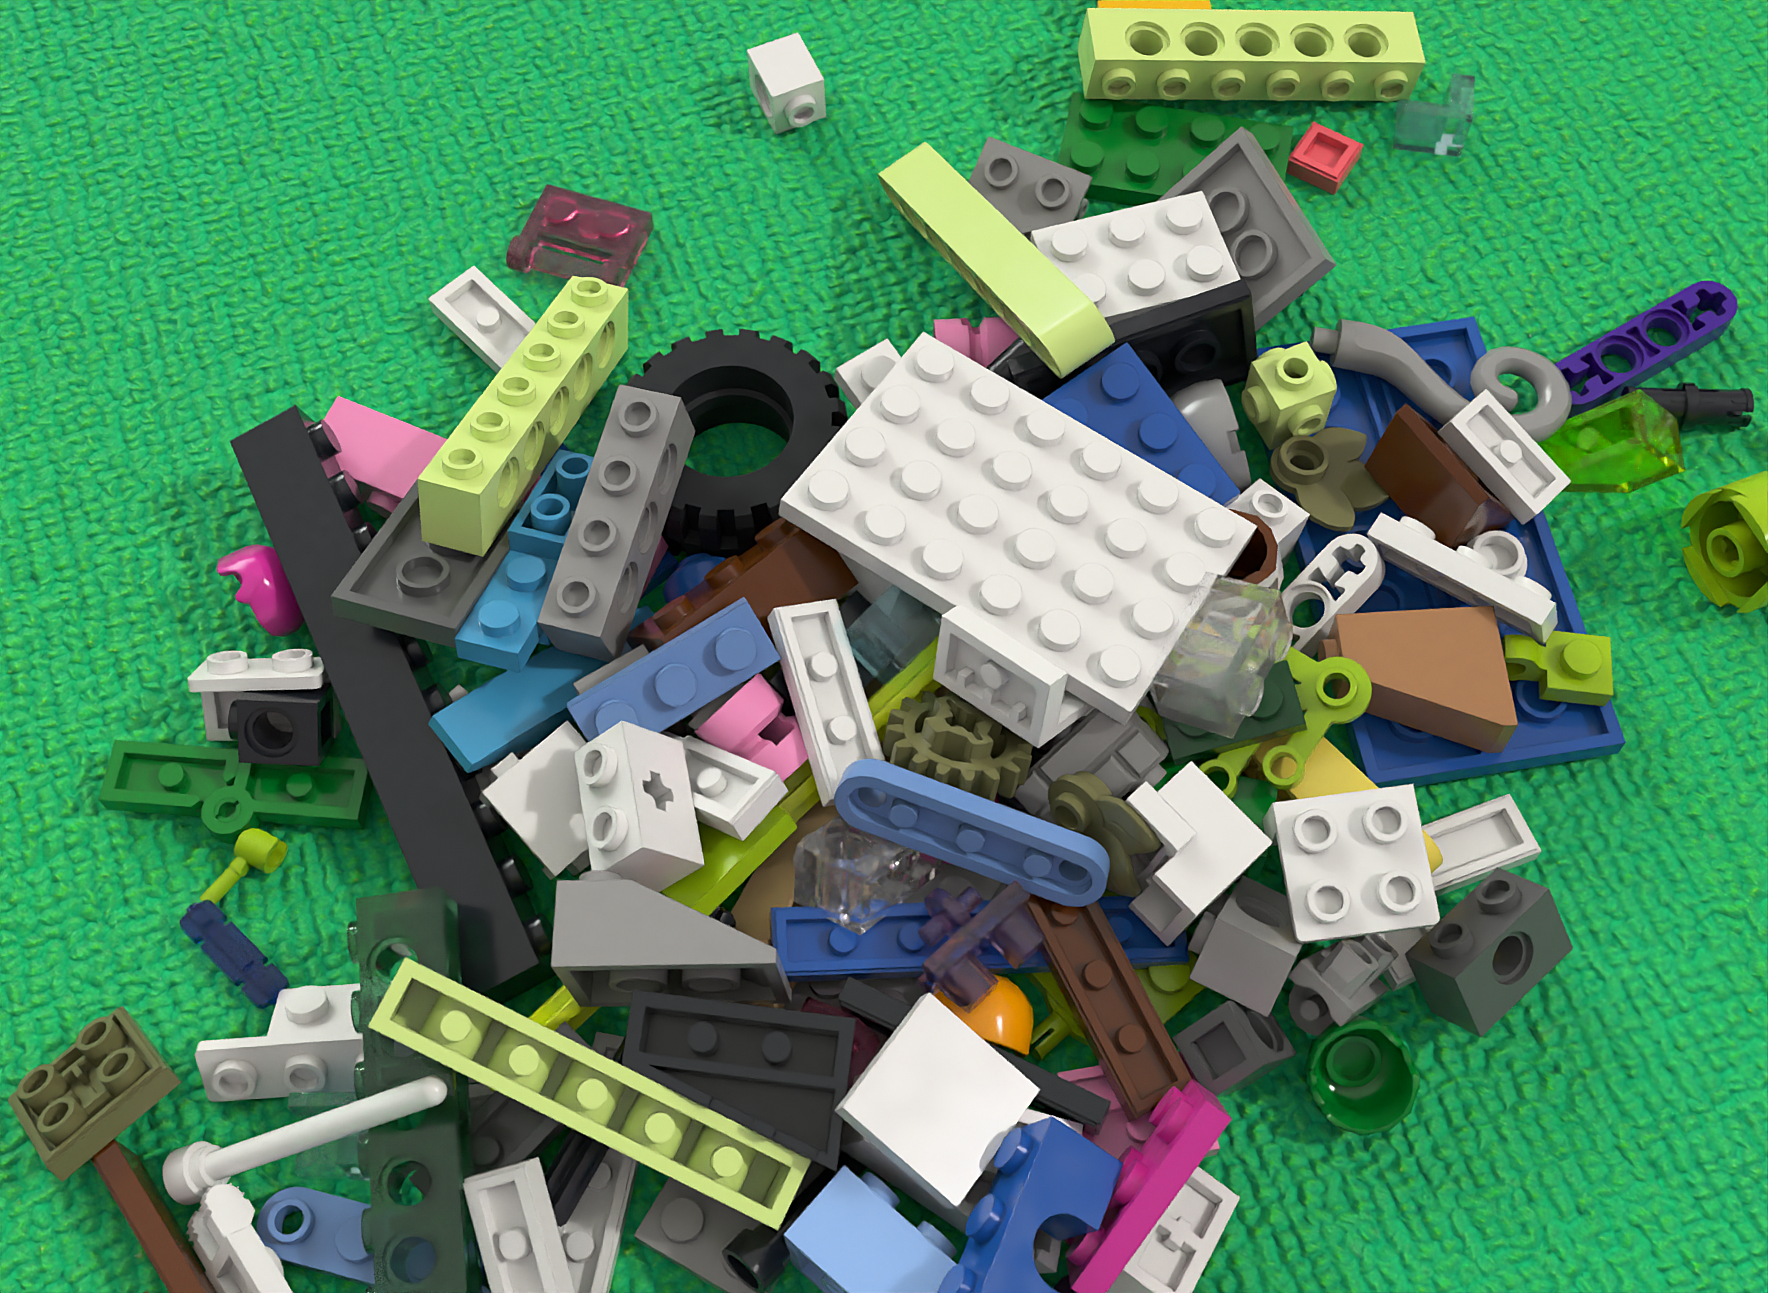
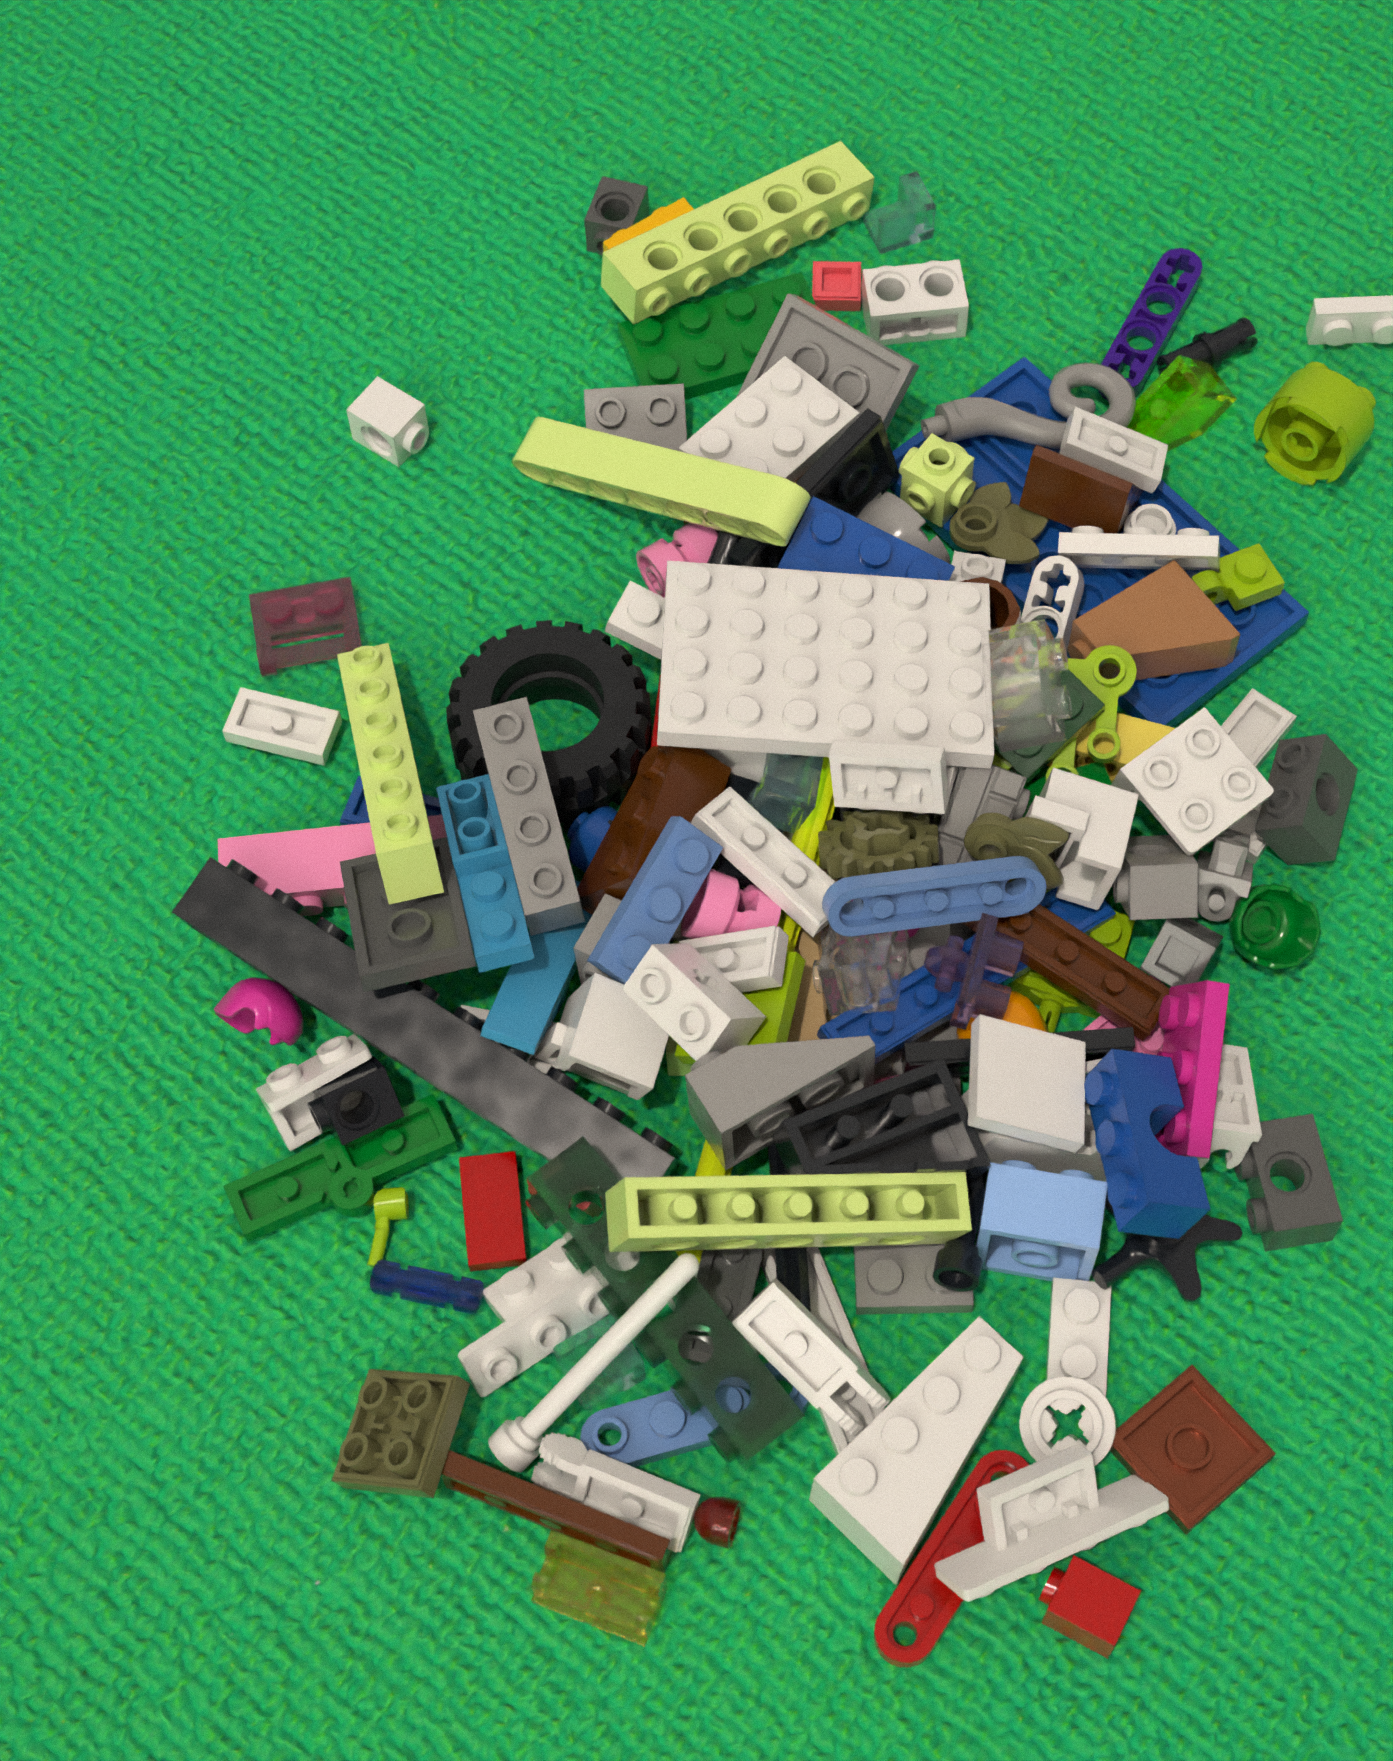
camera: 30 degrees left, 0 degrees up
(322, 939) = (492, 1211): none -> red tile
(1390, 209) = (914, 302): none -> white brick

